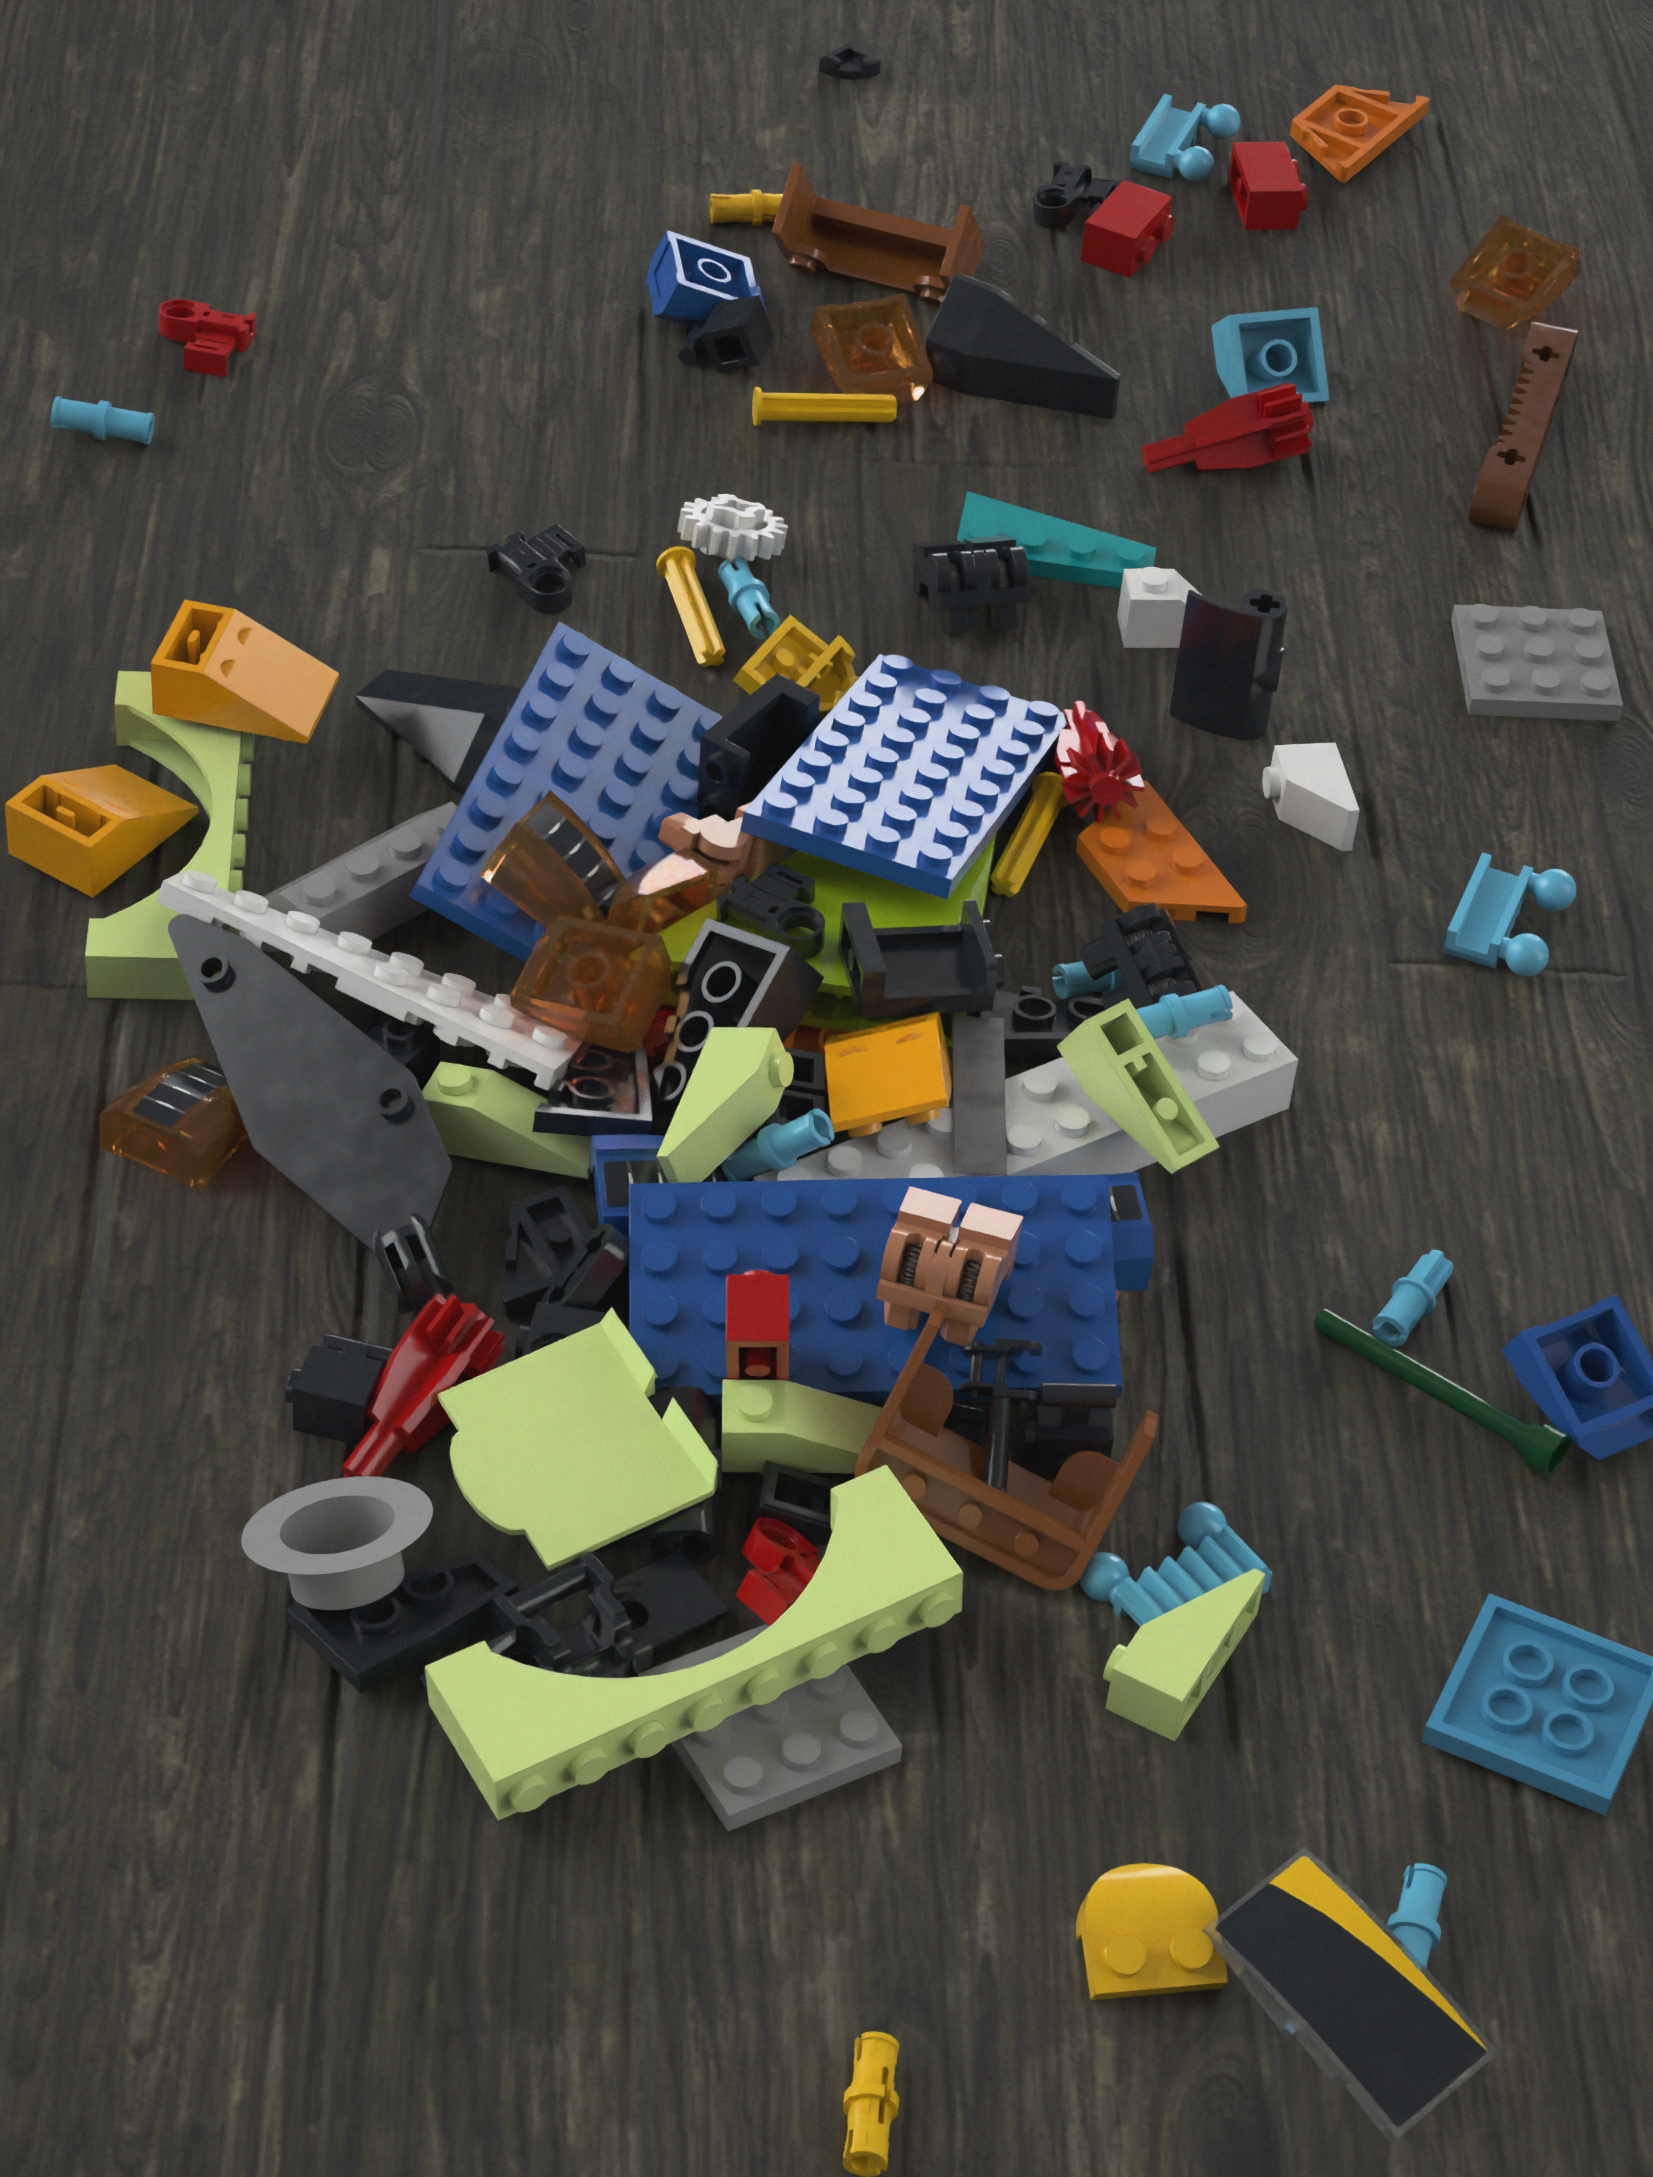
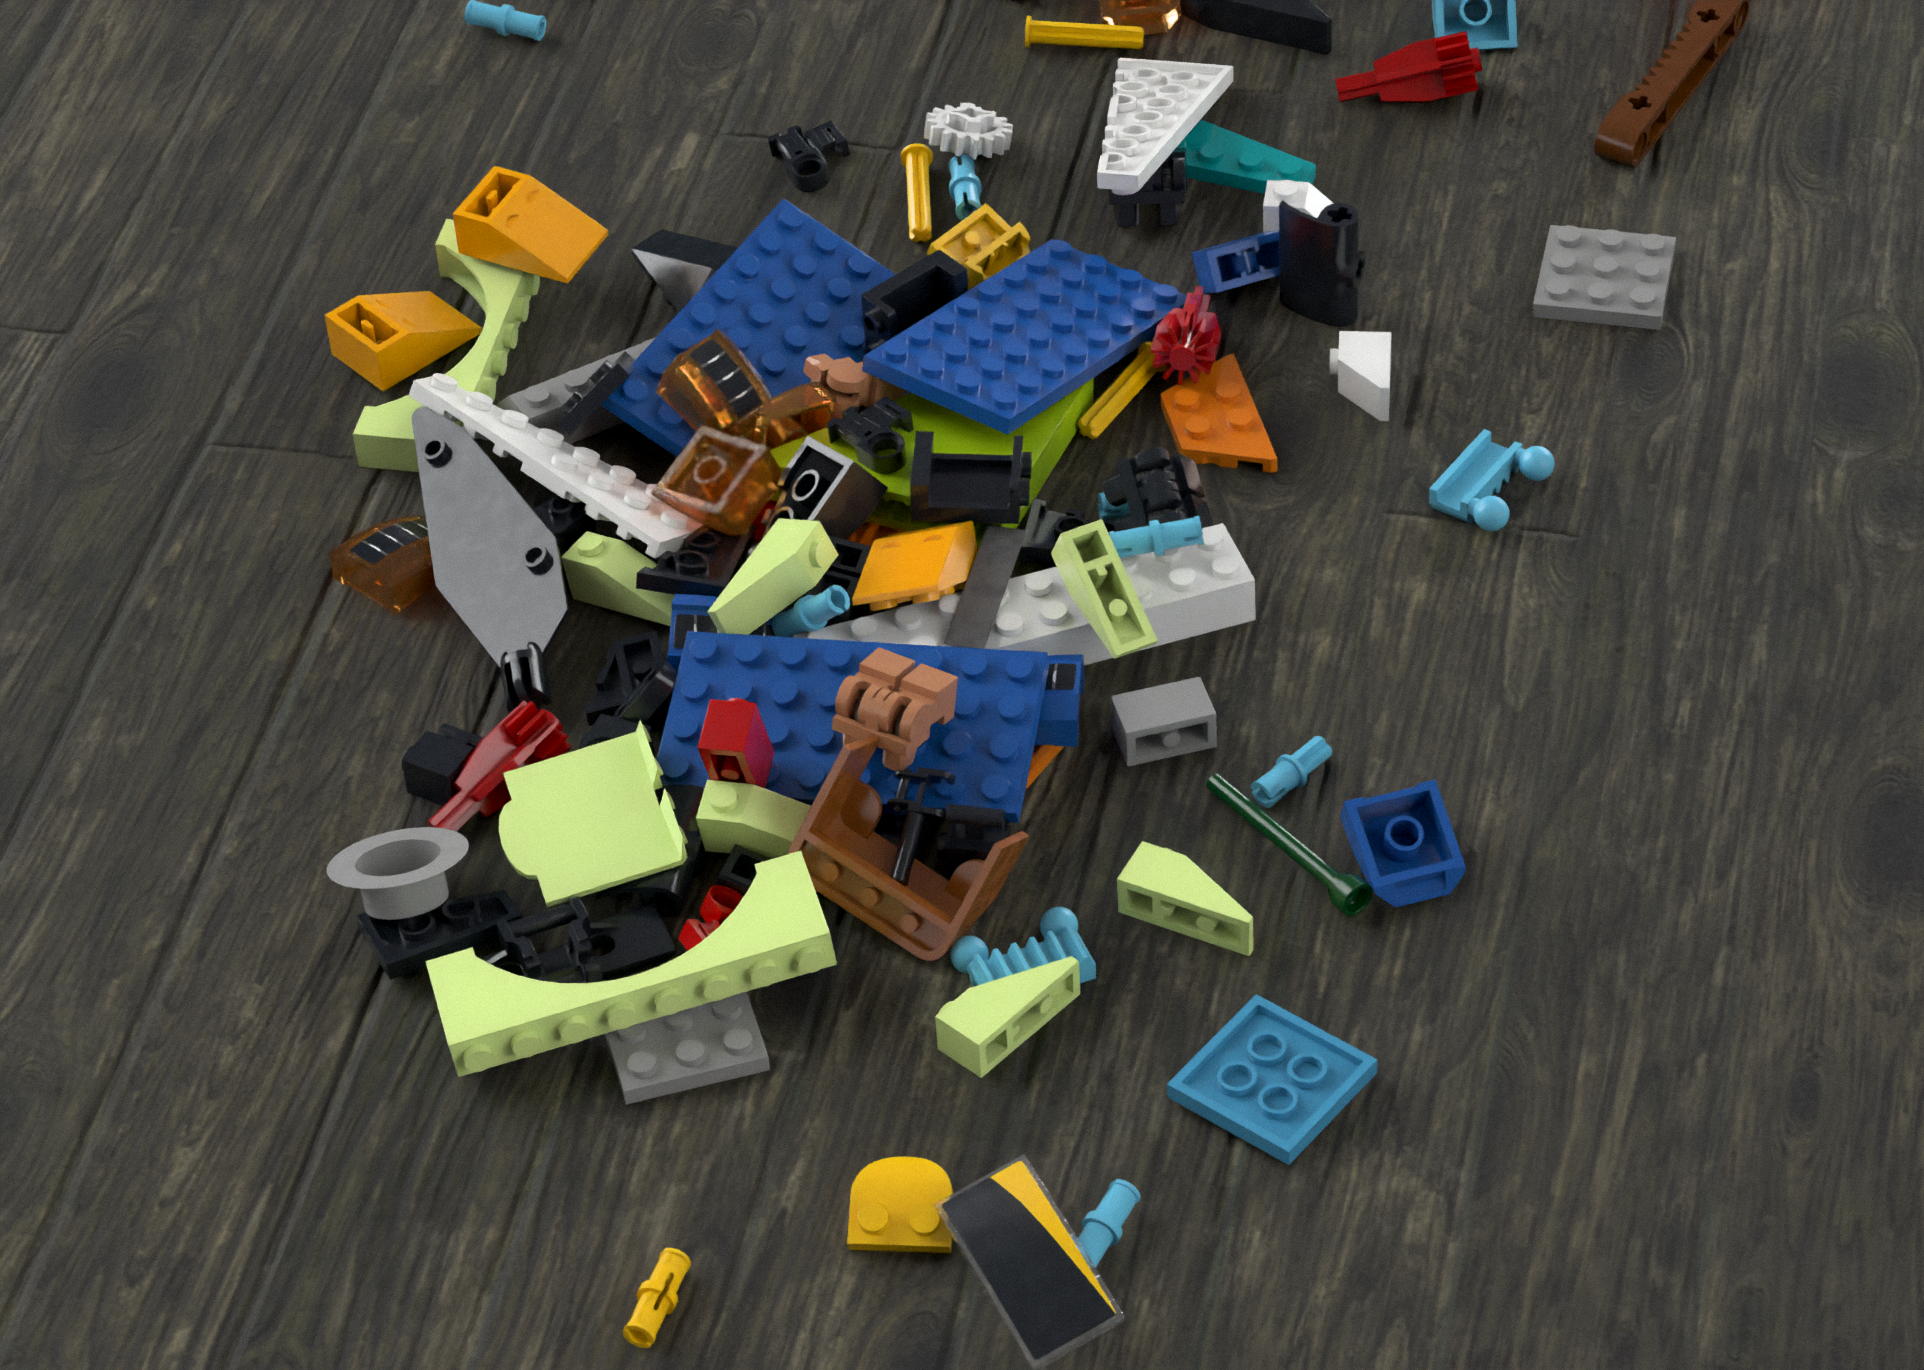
camera: 20 degrees right, 0 degrees up
(402, 882) = (606, 381): none -> black wing
(960, 499) = (1151, 115): none -> white wing
(1121, 667) = (1238, 262): none -> blue brick
(1239, 1247) = (1164, 721): none -> light grey brick
(1347, 1474) = (1181, 897): none -> yellowish green slope

